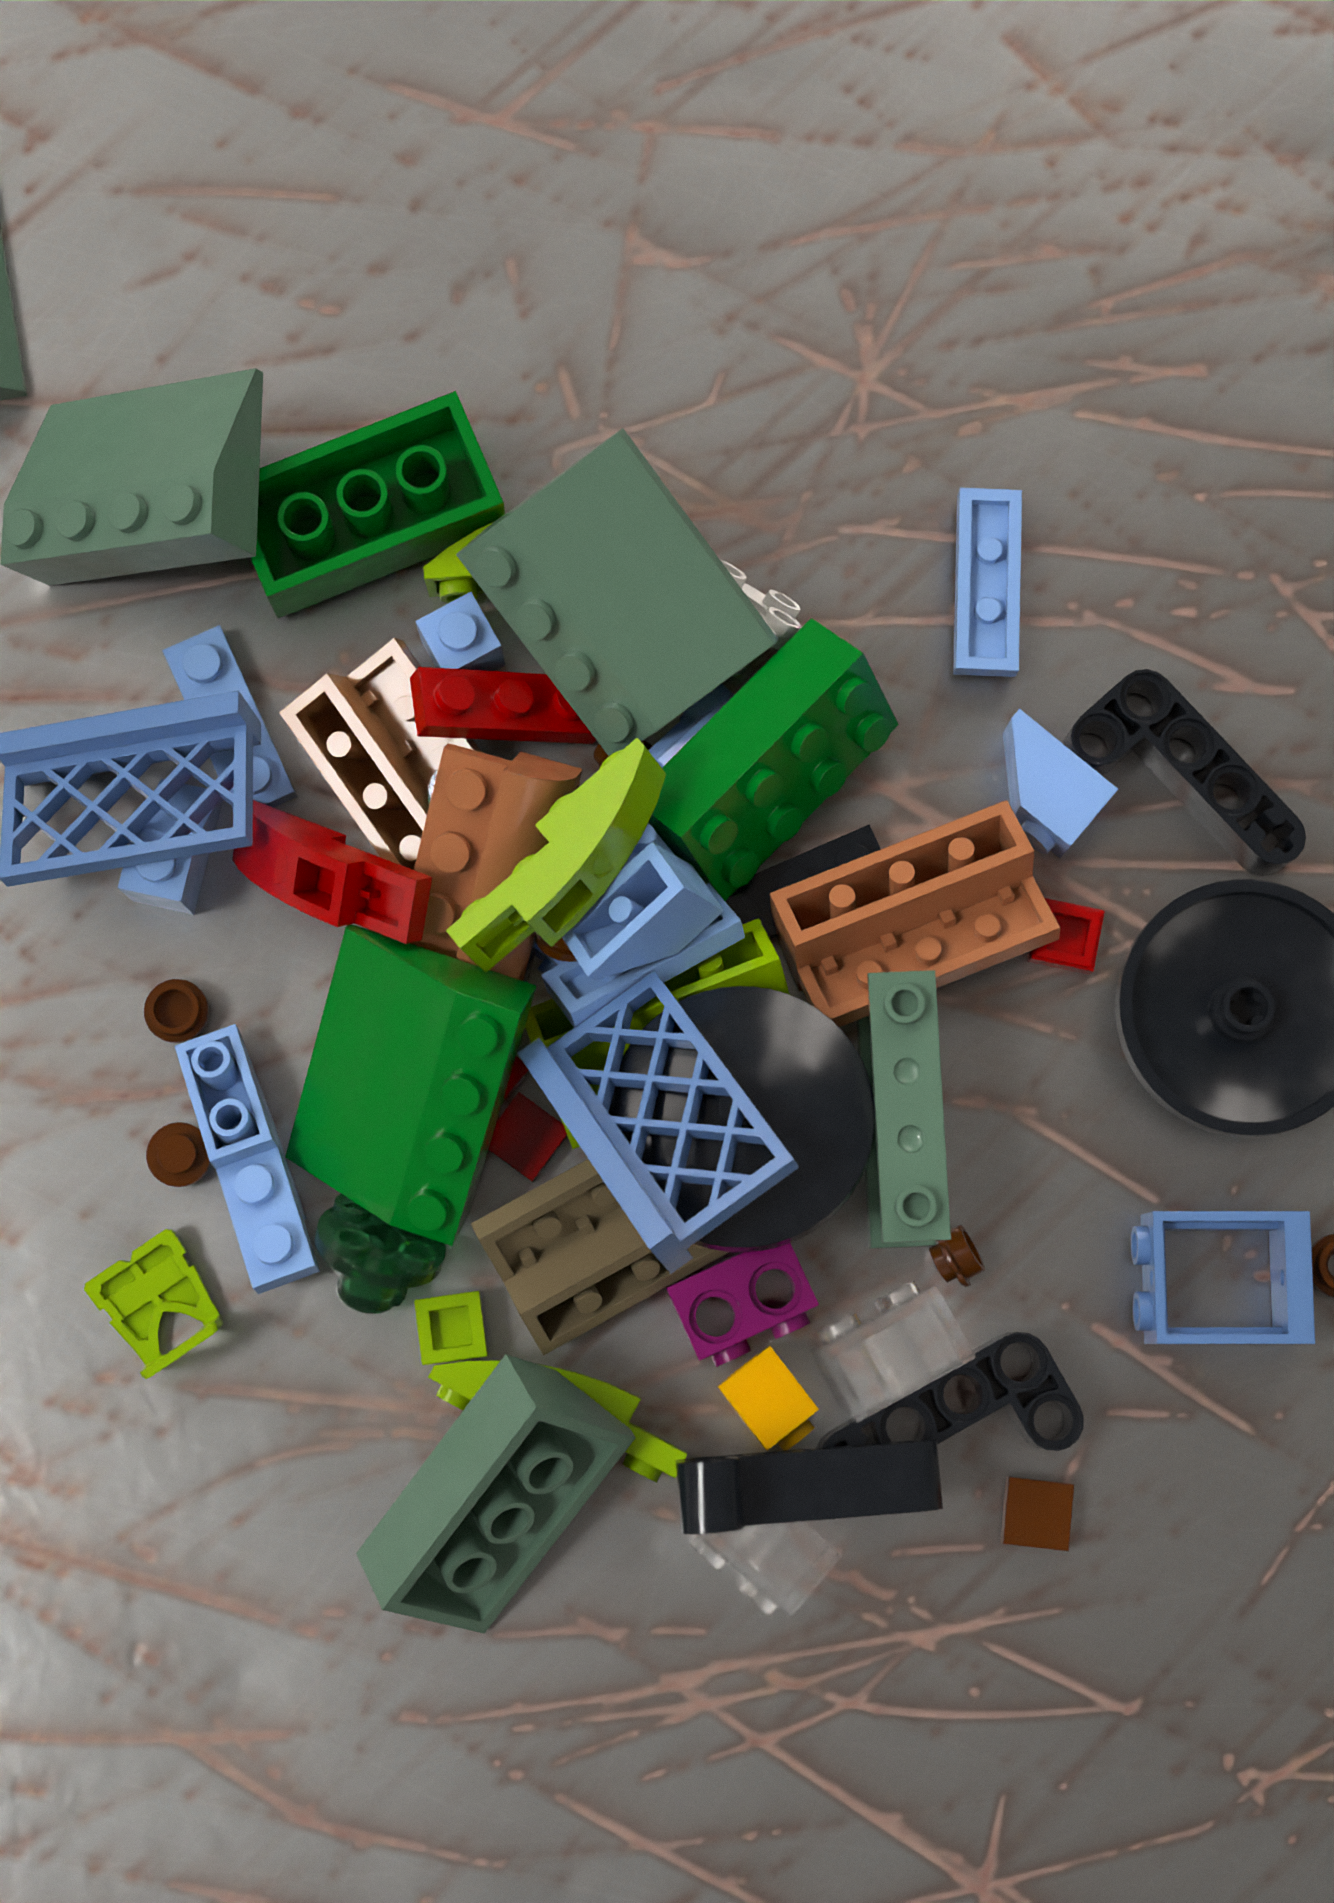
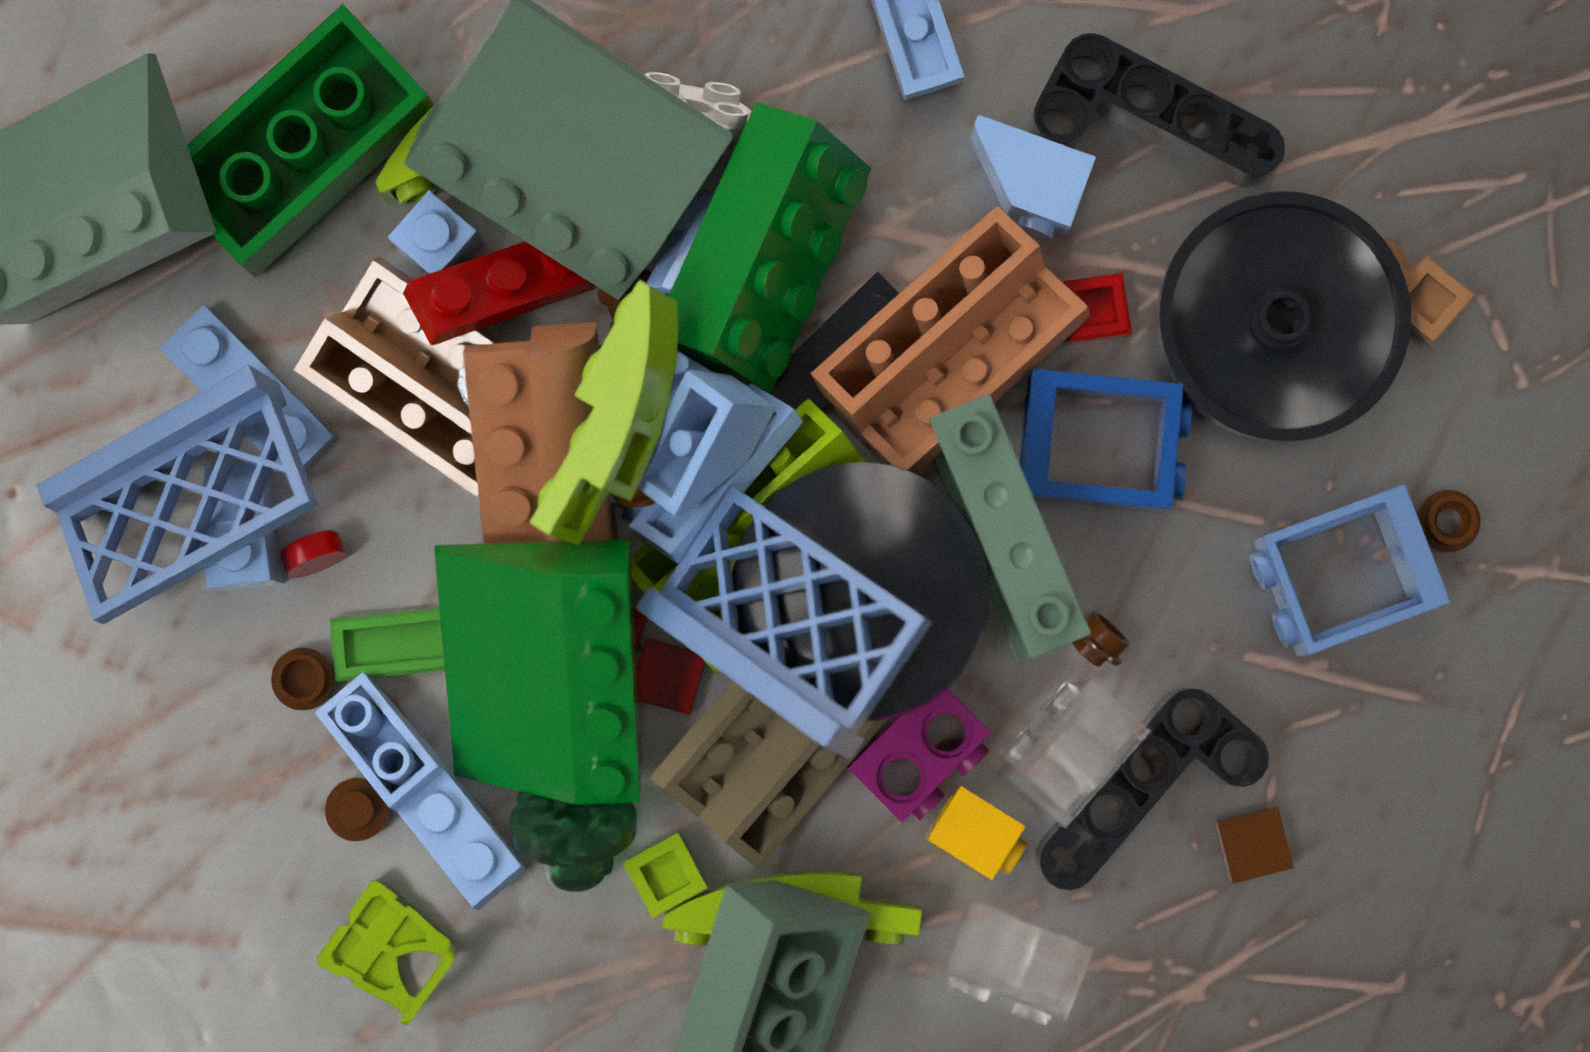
camera: 20 degrees left, 5 degrees up
(230, 895) = (312, 553): none -> red tile
(268, 1007) = (387, 644): none -> bright green tile
(331, 880) = (402, 511): red slope -> none
(807, 1485) = (1039, 899): black beam -> none
(967, 1032) = (1037, 436): none -> blue window

